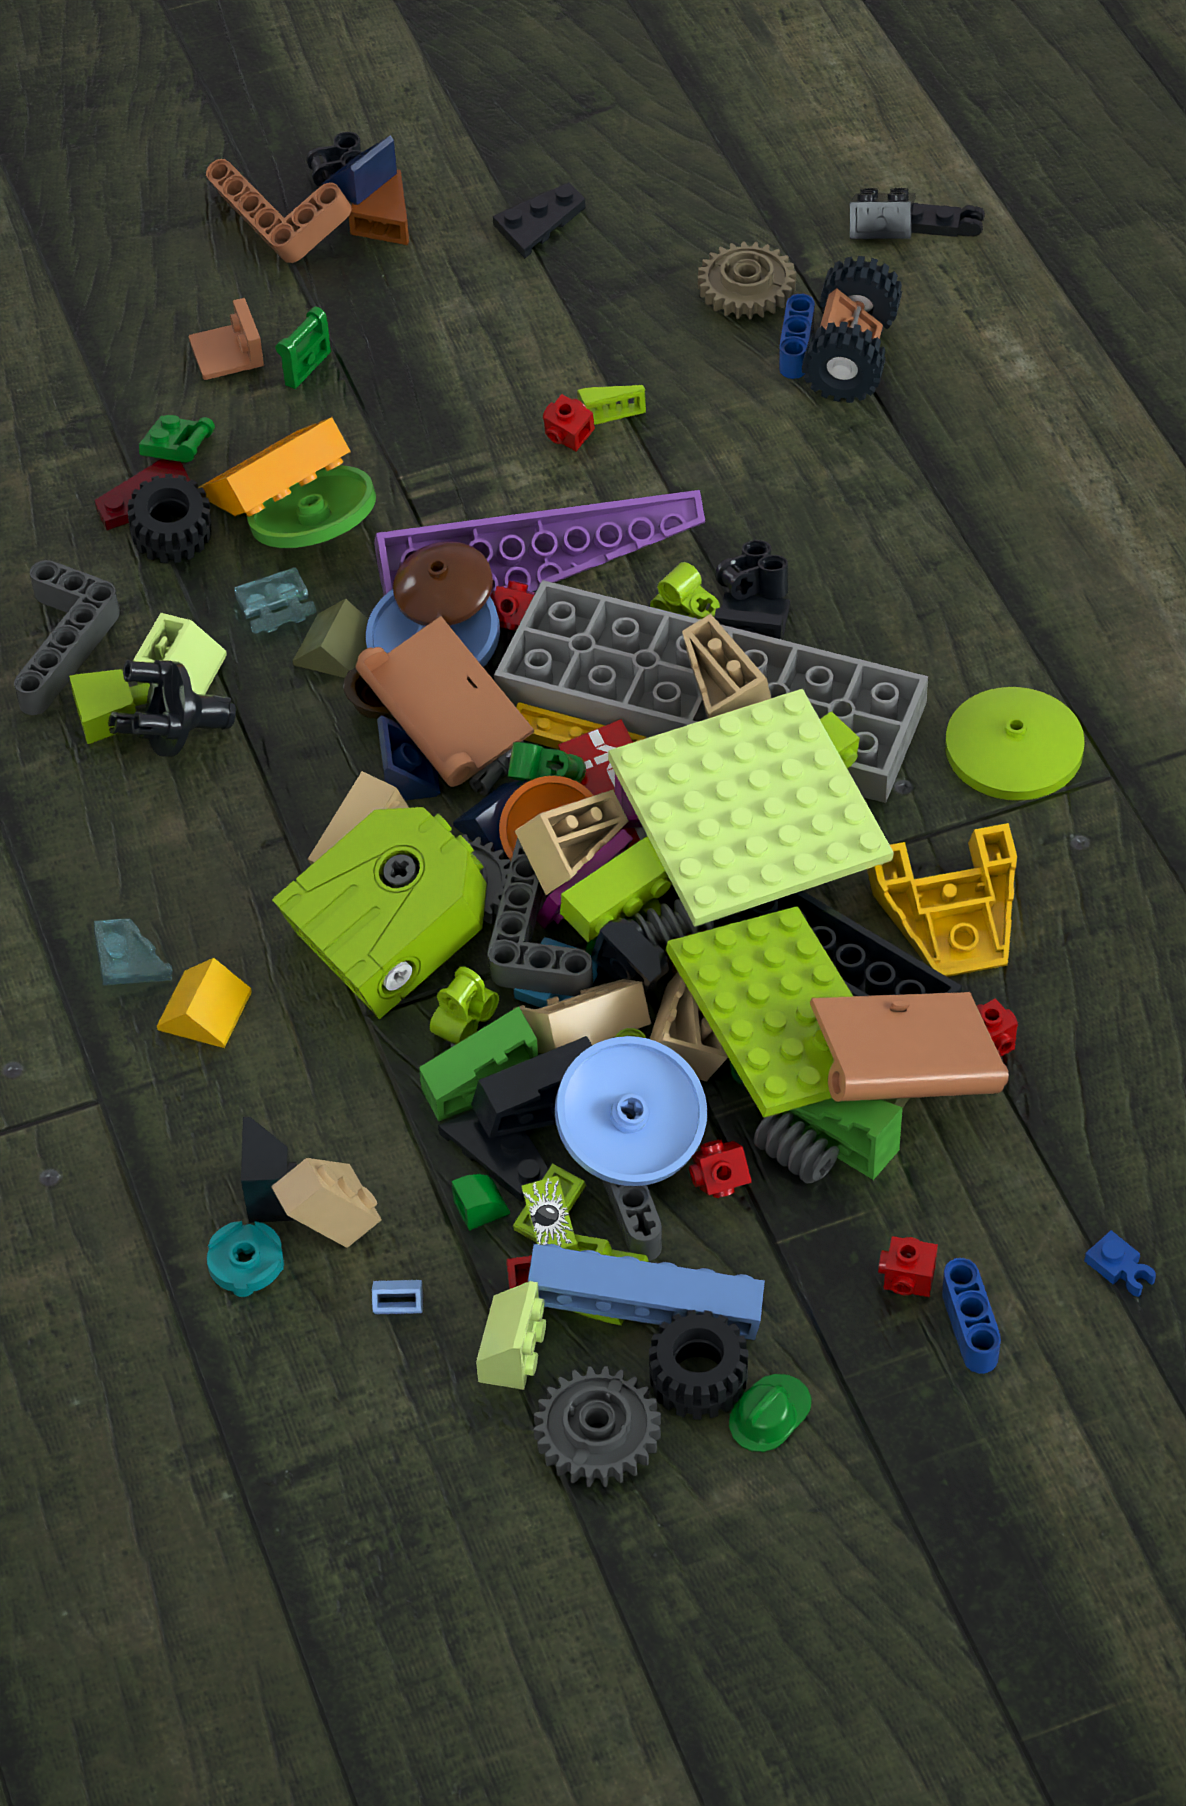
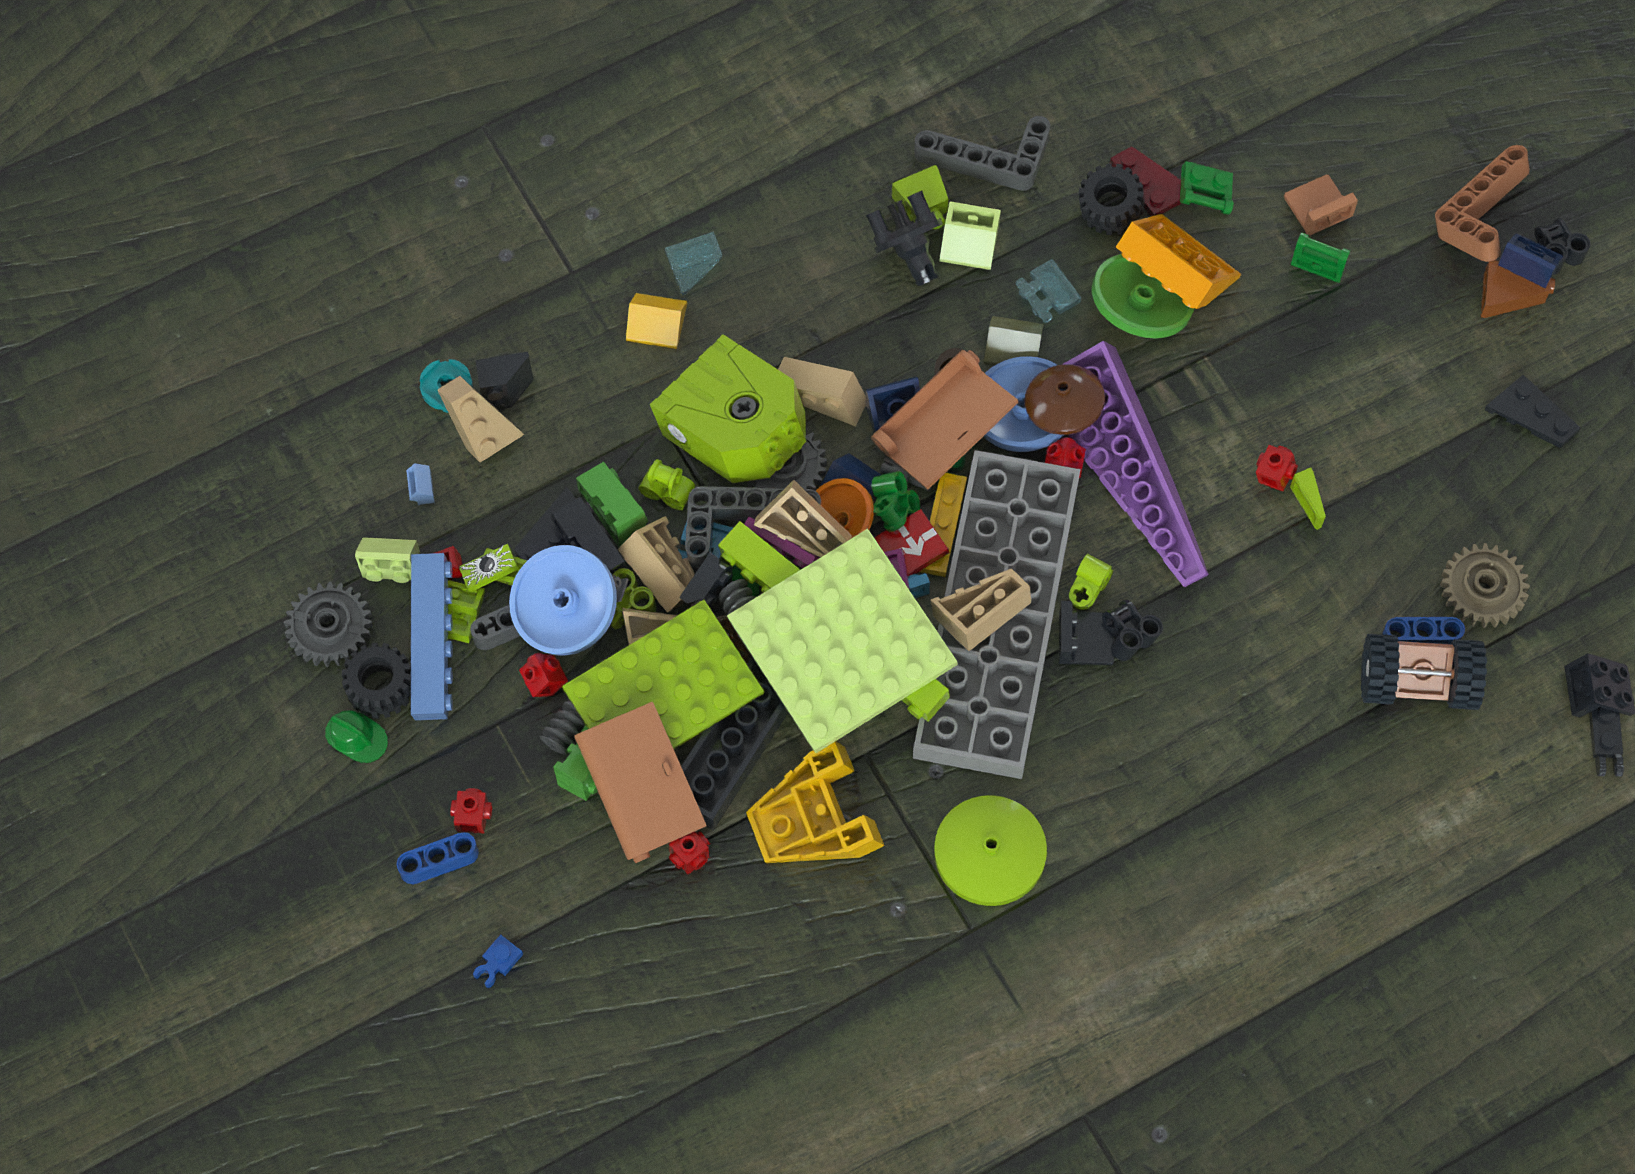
camera: 80 degrees right, 15 degrees up
(478, 1200) = (506, 522): green brick -> none

